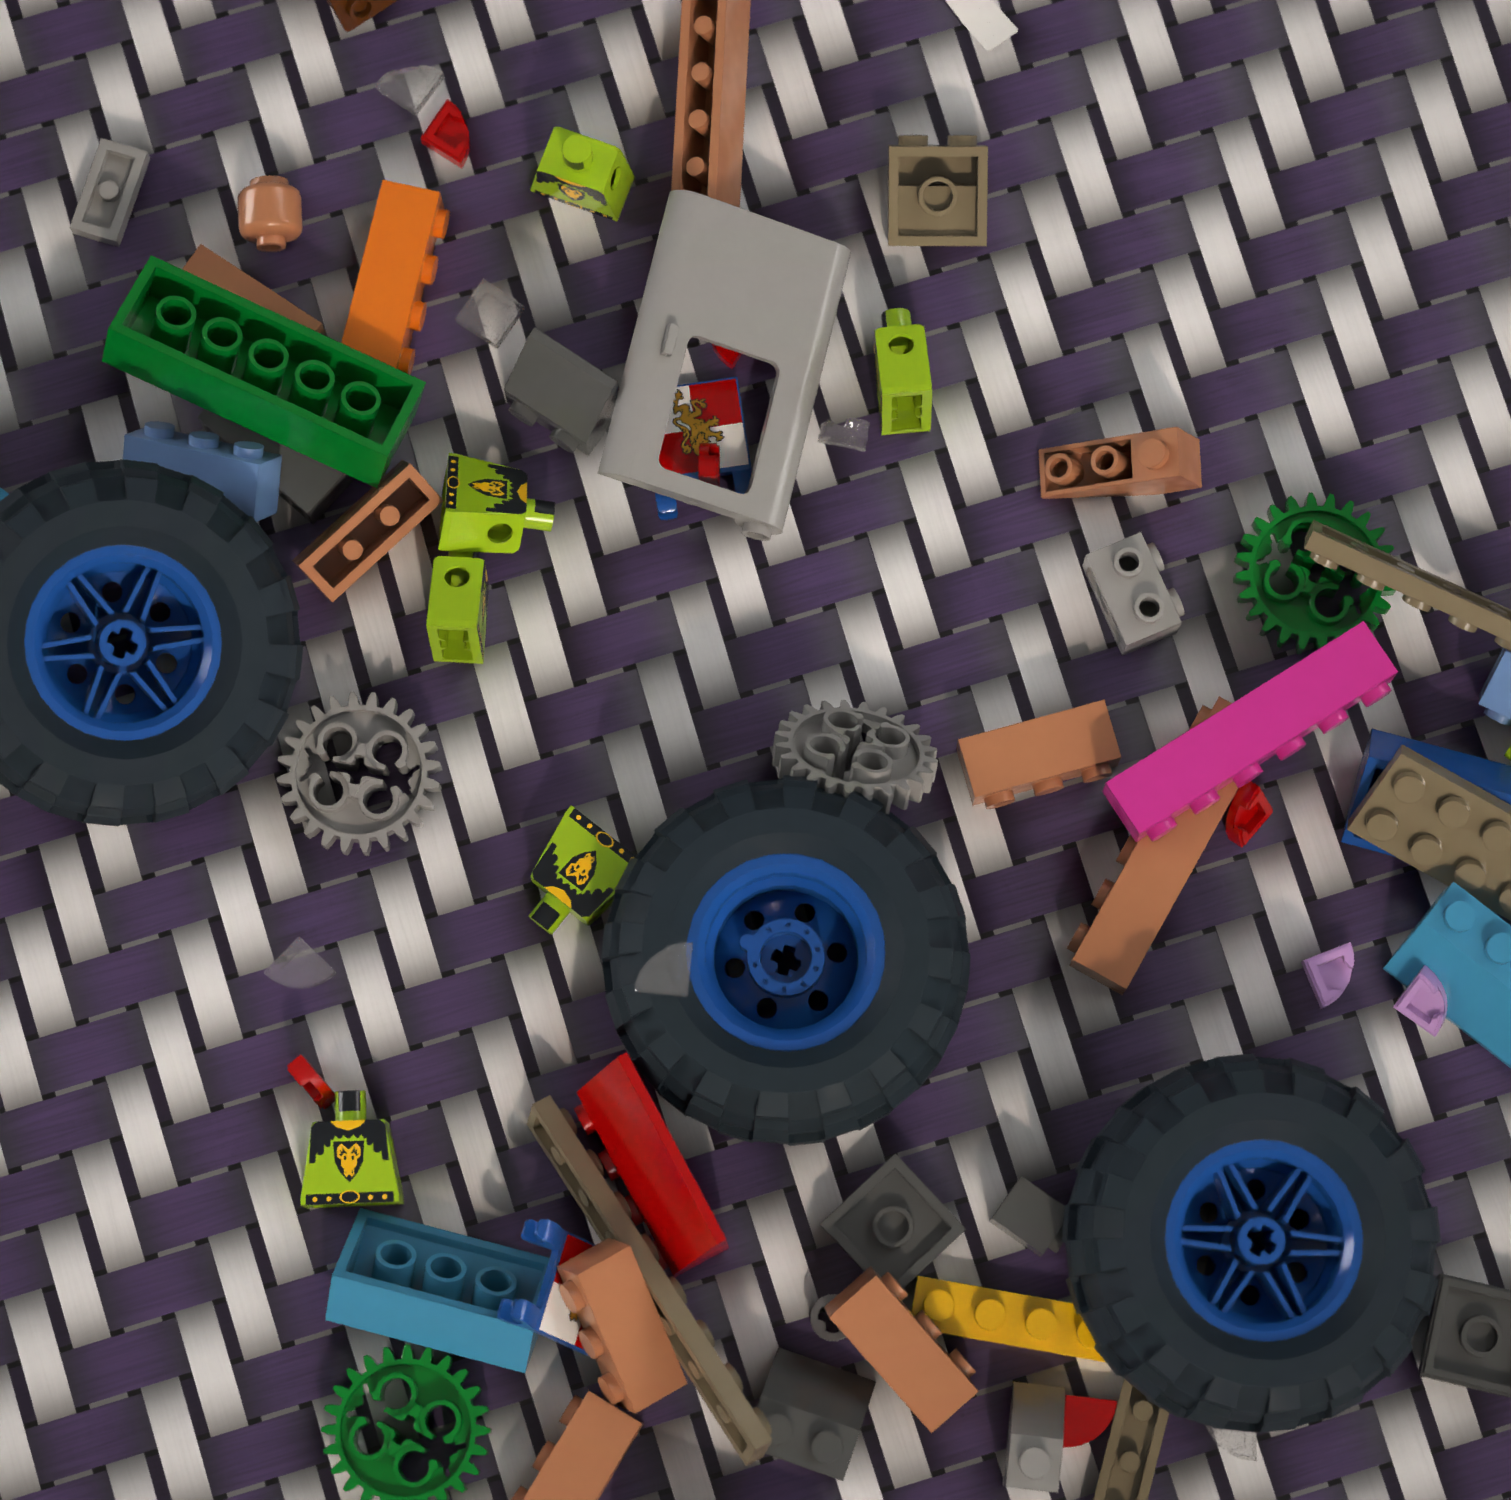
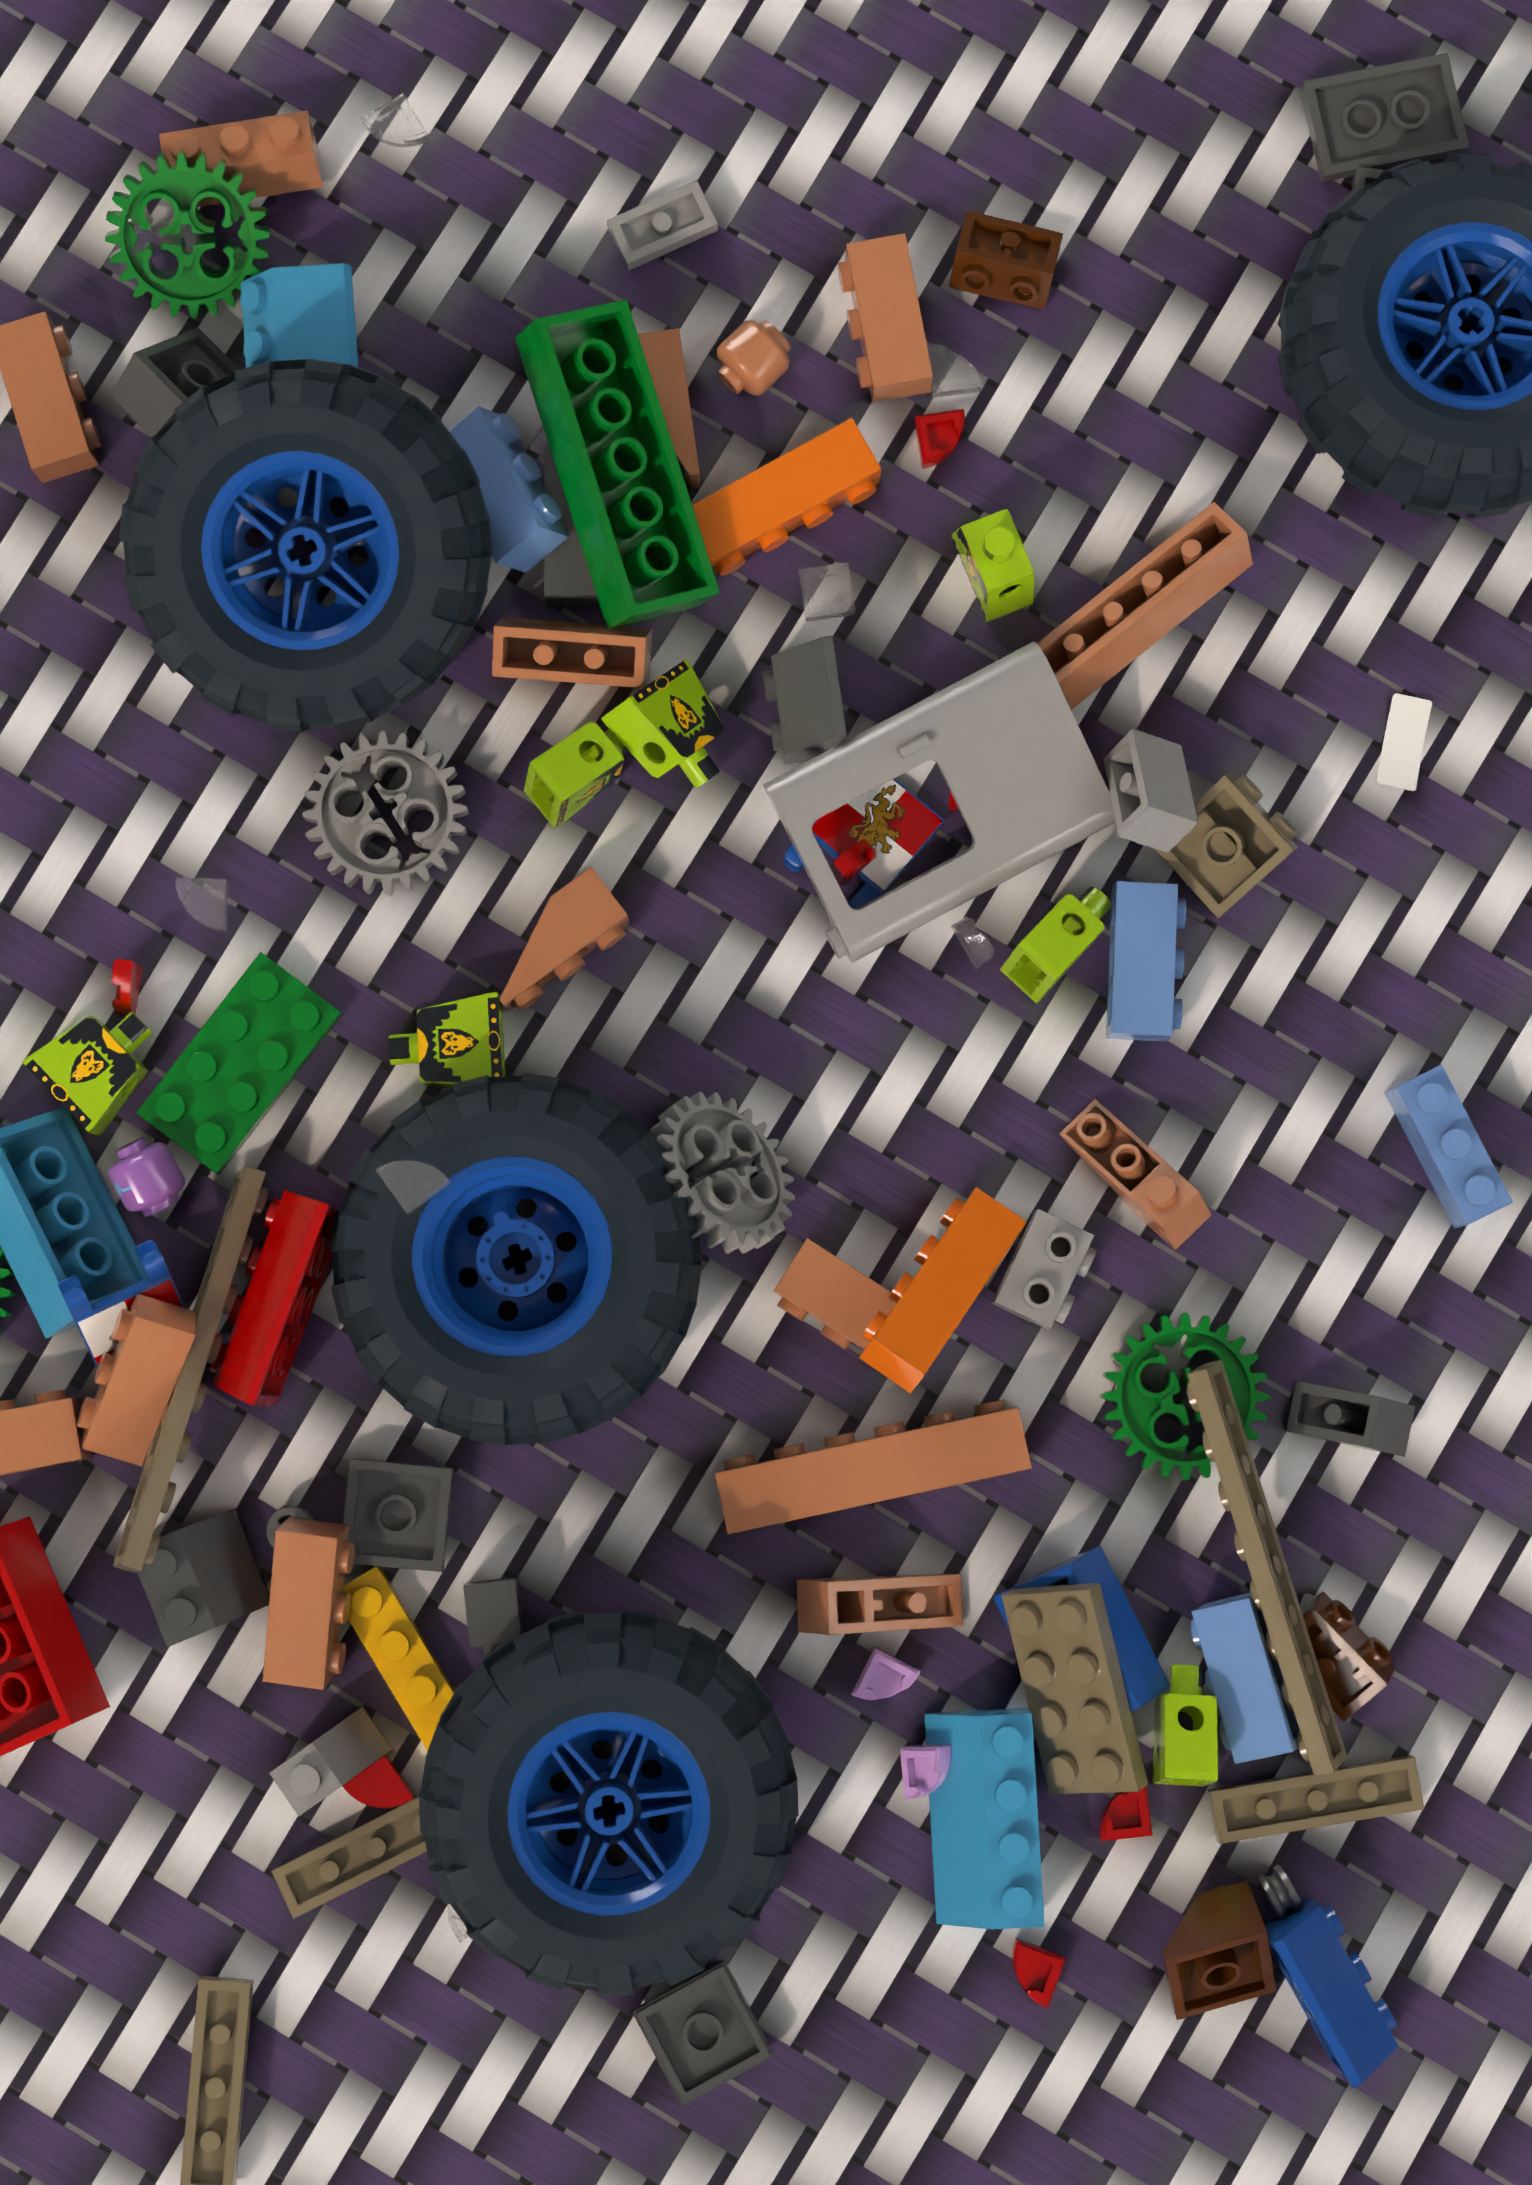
camera: 45 degrees right, 5 degrees up
(330, 94) = (886, 318): none -> nougat brick
(446, 1048) = (239, 1063): none -> green plate
(470, 1190) = (146, 1177): none -> medium lavender head
(569, 710) = (568, 929): none -> nougat slope
(852, 208) = (1150, 790): none -> light grey brick
(971, 325) = (1144, 961): none -> medium blue brick
(1084, 673) = (942, 1290): none -> orange brick
(1247, 813) = (949, 1506): red tile -> none
(1250, 732) = (1009, 1457): dark pink brick -> none
(1273, 927) = (879, 1603): none -> nougat slope
(1299, 230) = (1448, 1147): none -> medium blue brick
(1435, 470) = (1350, 1418): none -> dark grey slope

